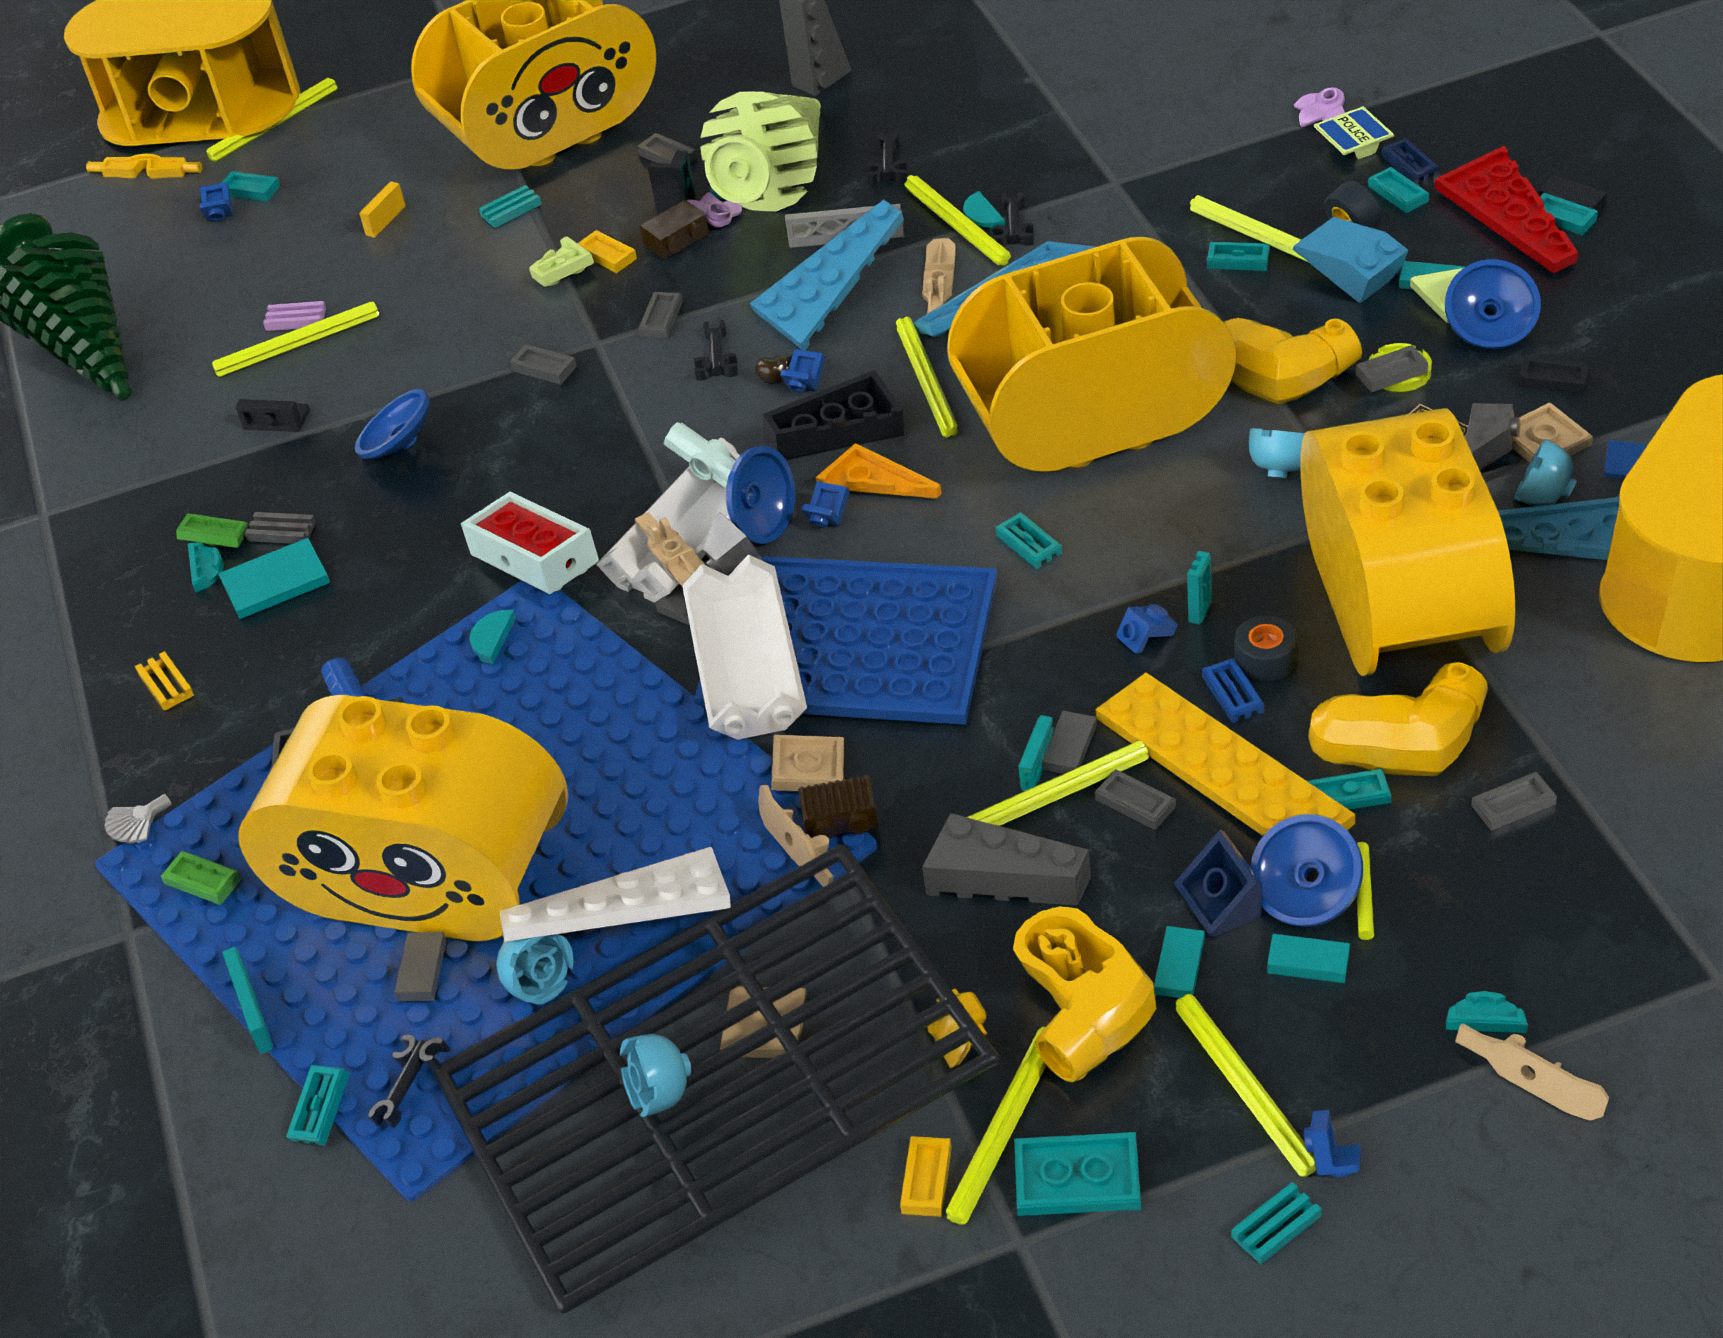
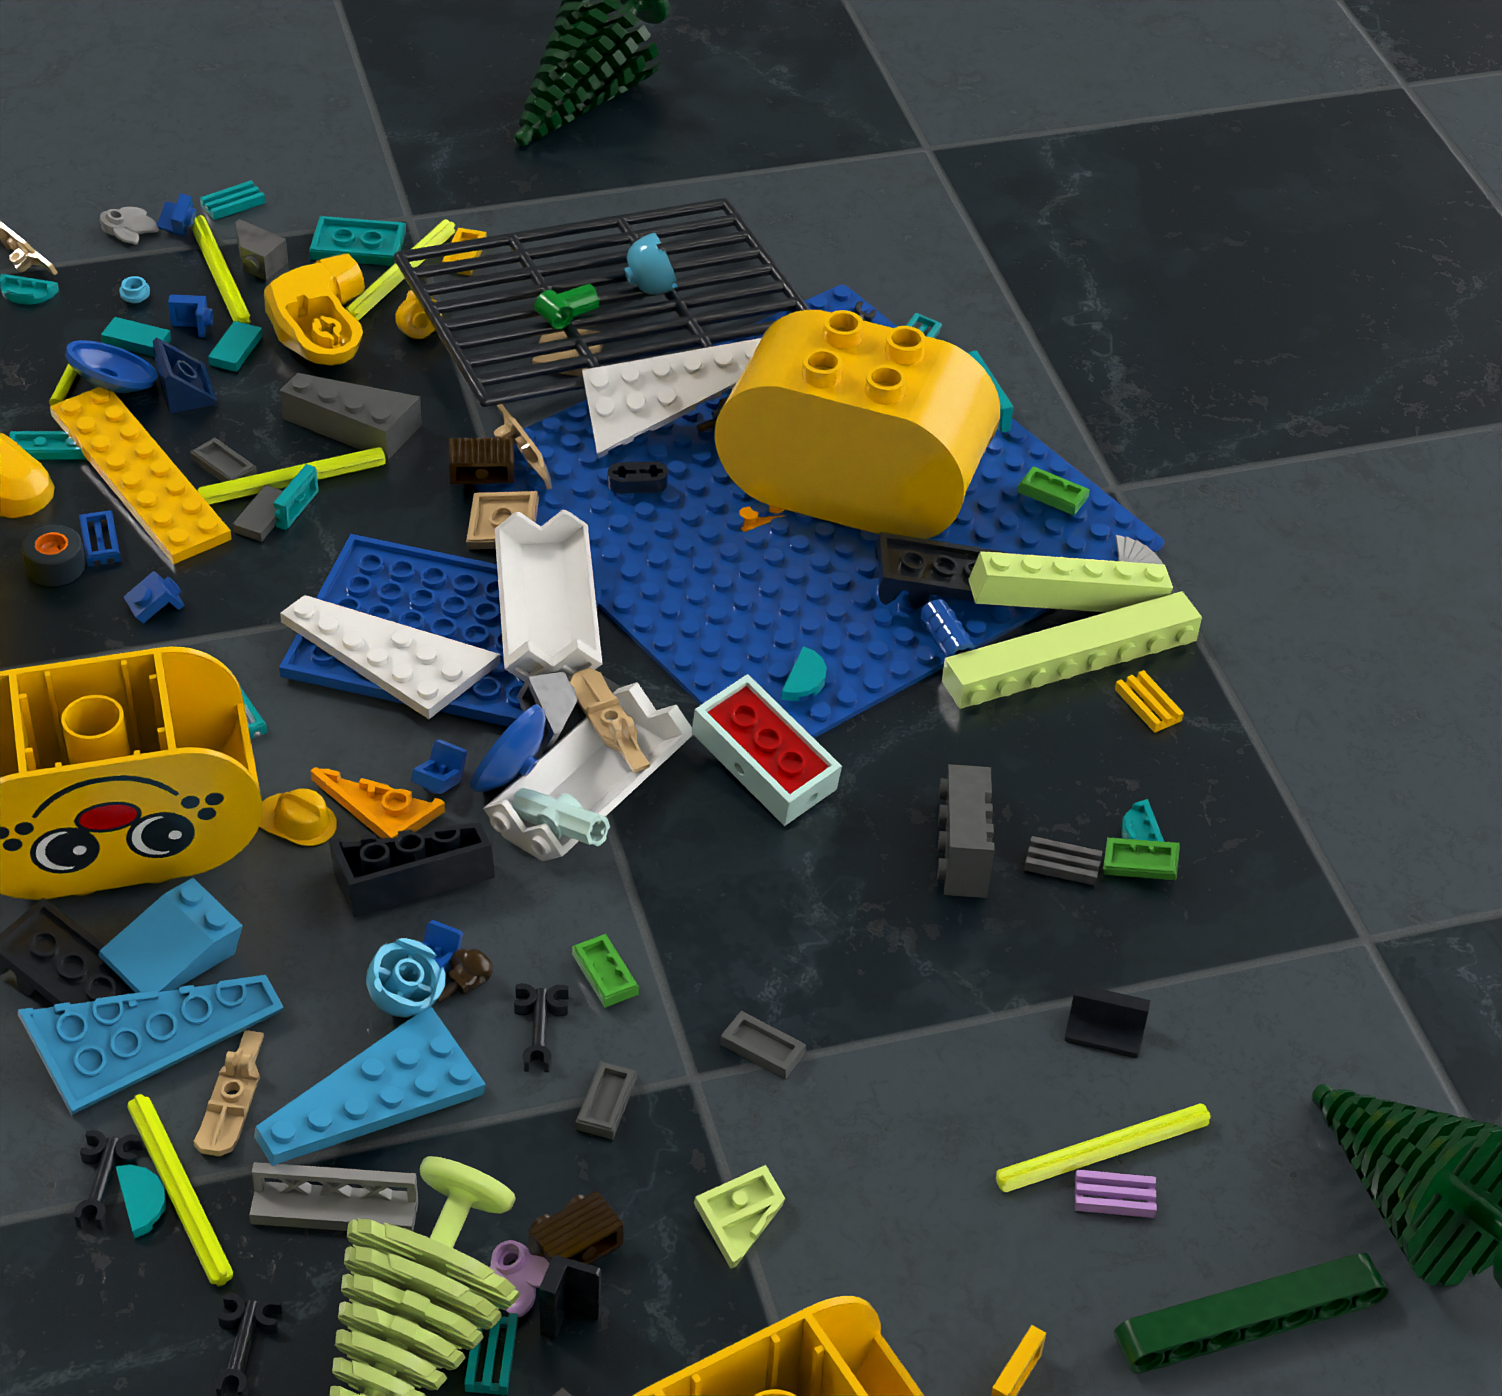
camera: 175 degrees right, 0 degrees up
(205, 260) = (1250, 1312): none -> dark green beam
(205, 745) = (1065, 582): none -> yellowish green brick
(216, 712) = (1070, 649): none -> yellowish green brick
(274, 578) = (1056, 799): teal tile -> none
(357, 518) = (967, 831): none -> dark grey wedge
(394, 426) = (943, 943): blue dish -> none
(608, 251) = (676, 1232): yellow tile -> none
(664, 828) = (637, 477): none -> black beam
(666, 386) = (605, 970): none -> bright green plate
(765, 983) = (562, 307): none -> green piece
(821, 332) = (404, 978): none -> medium azure cylinder
(888, 586) = (402, 660): none -> white wing
(927, 377) = (287, 938): neon yellow axle -> none
(946, 463) = (299, 817): none -> yellow piece
(1199, 588) = (91, 596): teal tile -> none
(1201, 1112) = (260, 250): none -> flat silver slope
(1250, 991) = (190, 312): none -> blue bracket
(1341, 1018) = (134, 289): none -> medium azure plate
(1397, 1148) = (127, 223): none -> light grey plate

